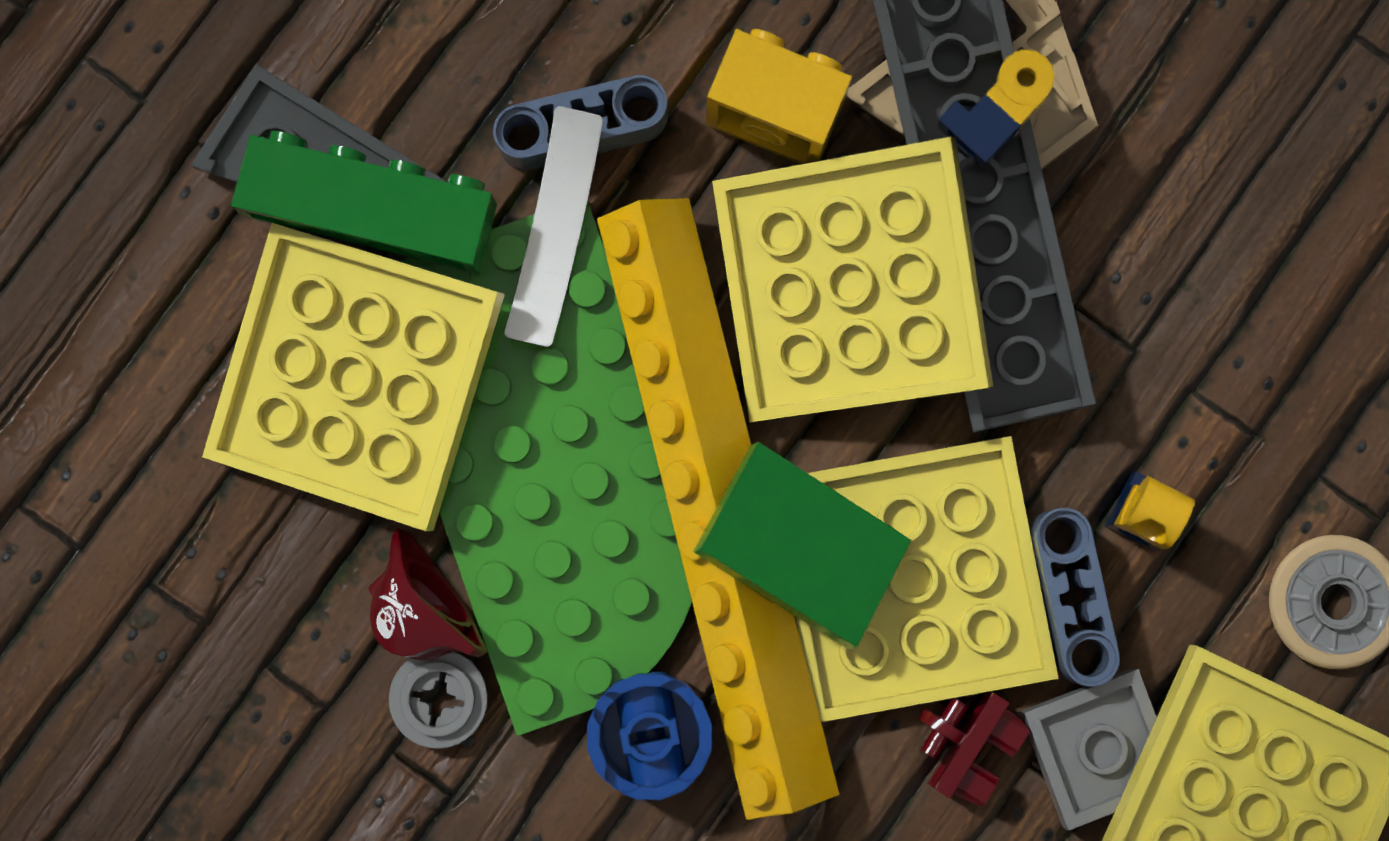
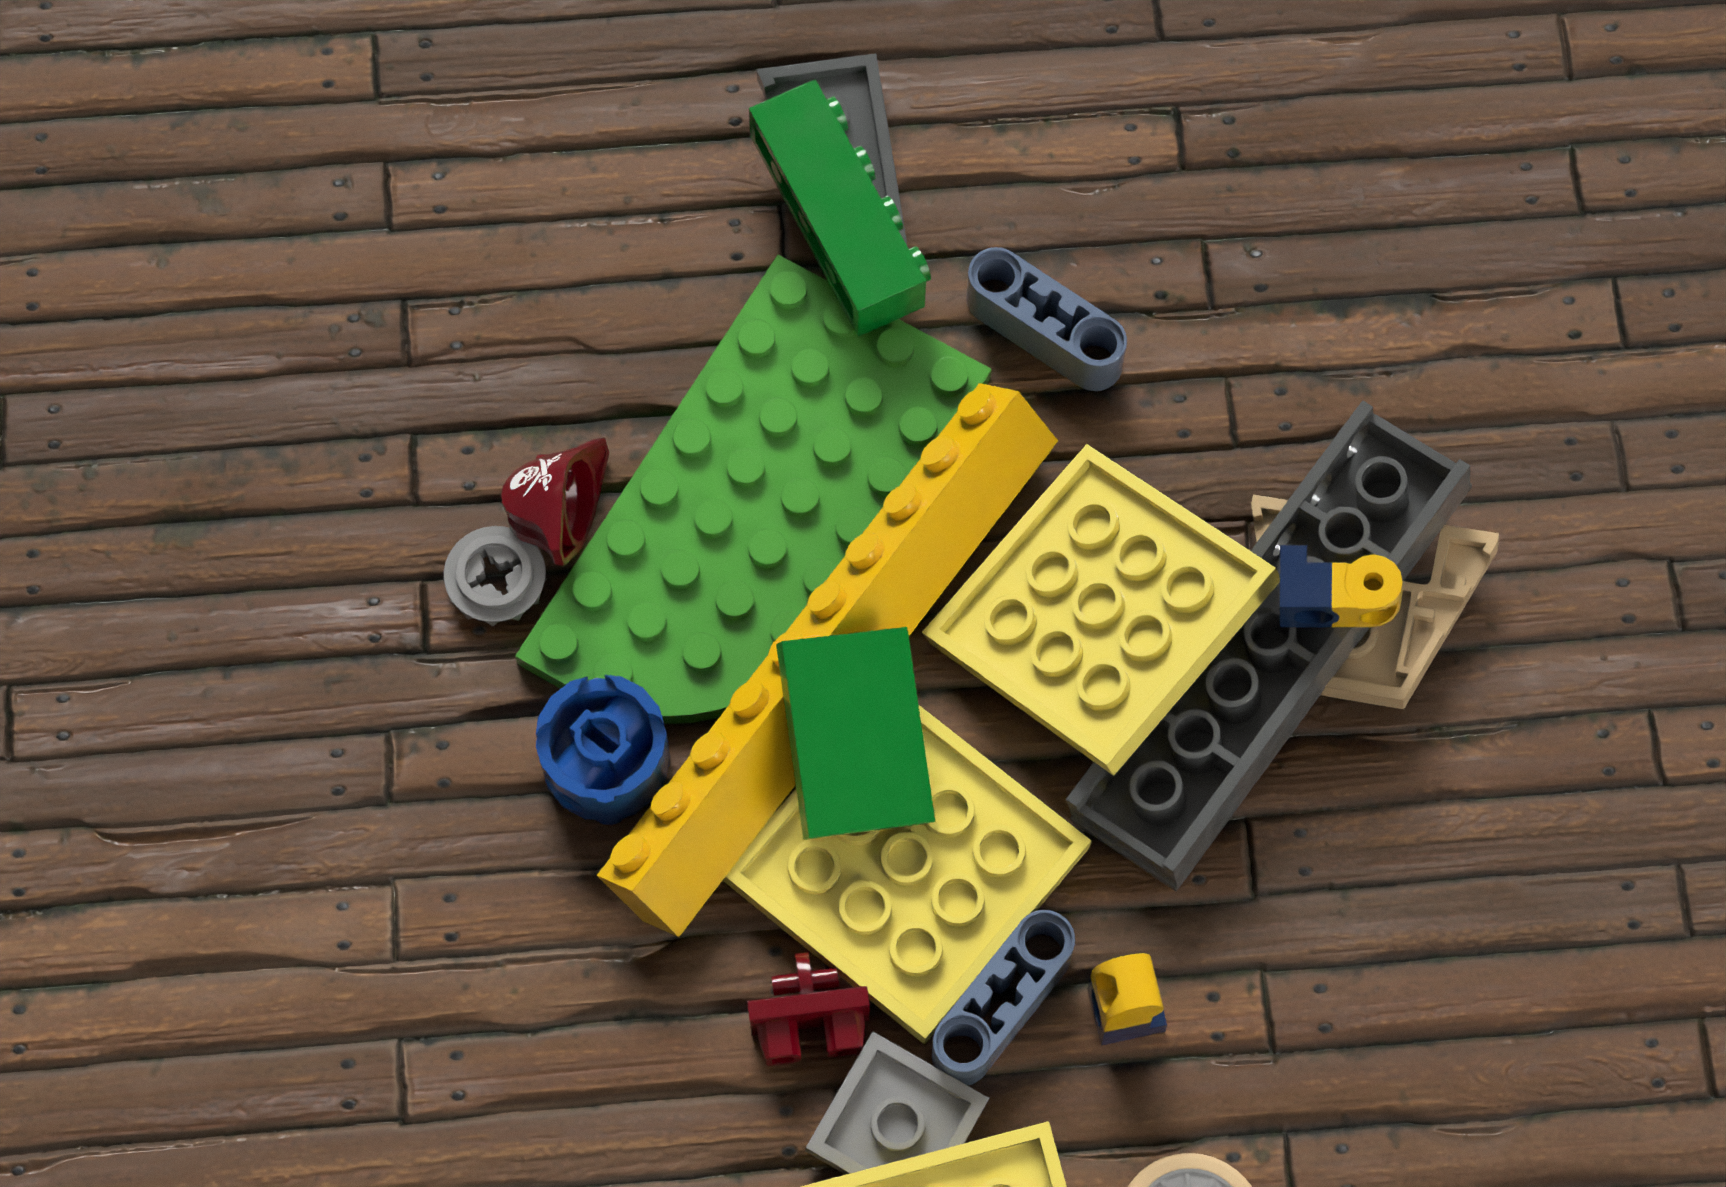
camera: 50 degrees right, 15 degrees down
(353, 376) = (696, 306): light yellow plate -> none
(555, 226) = (946, 360): white sticker -> none
(777, 96) = (1196, 435): yellow brick -> none

